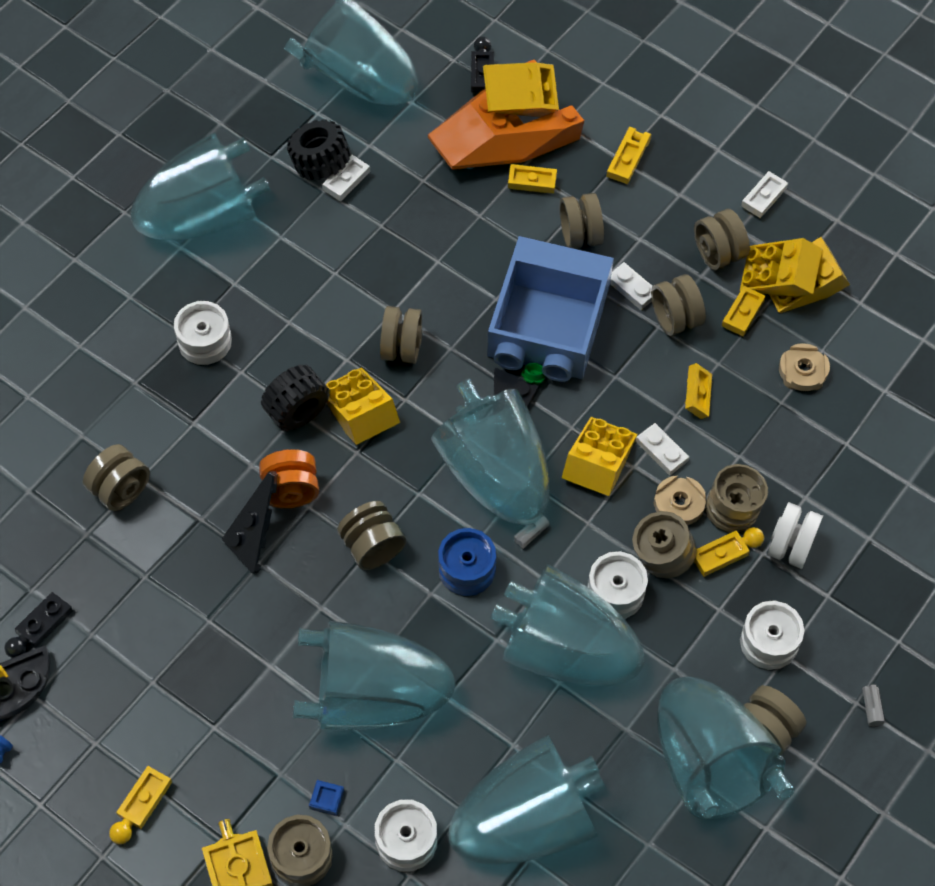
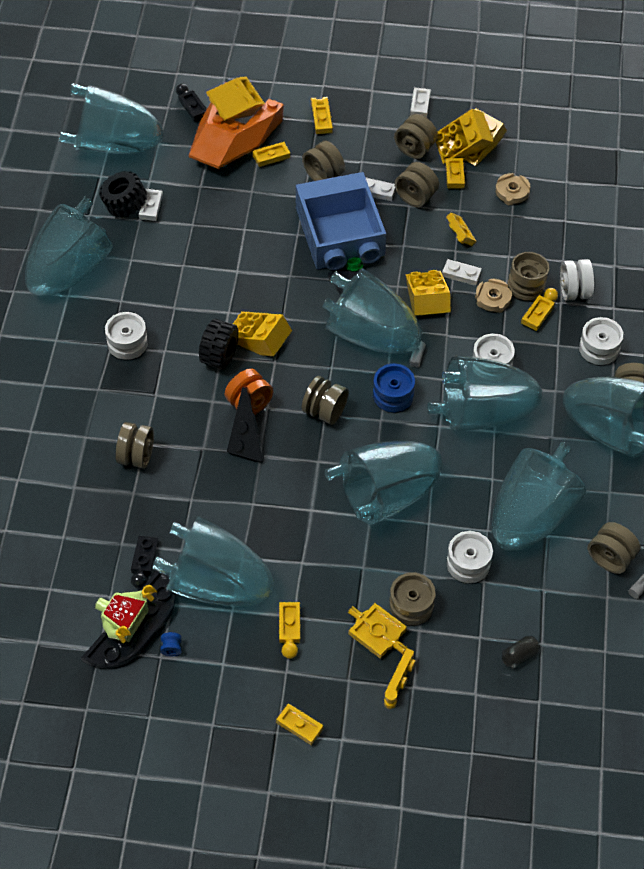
camera: 30 degrees left, 5 degrees down
(92, 683) = (216, 568): none -> clear light blue windscreen
(326, 797) = (402, 564): blue tile -> none
(398, 334) = (258, 277): dark tan wheel -> none
(664, 544) = (505, 318): dark tan wheel -> none

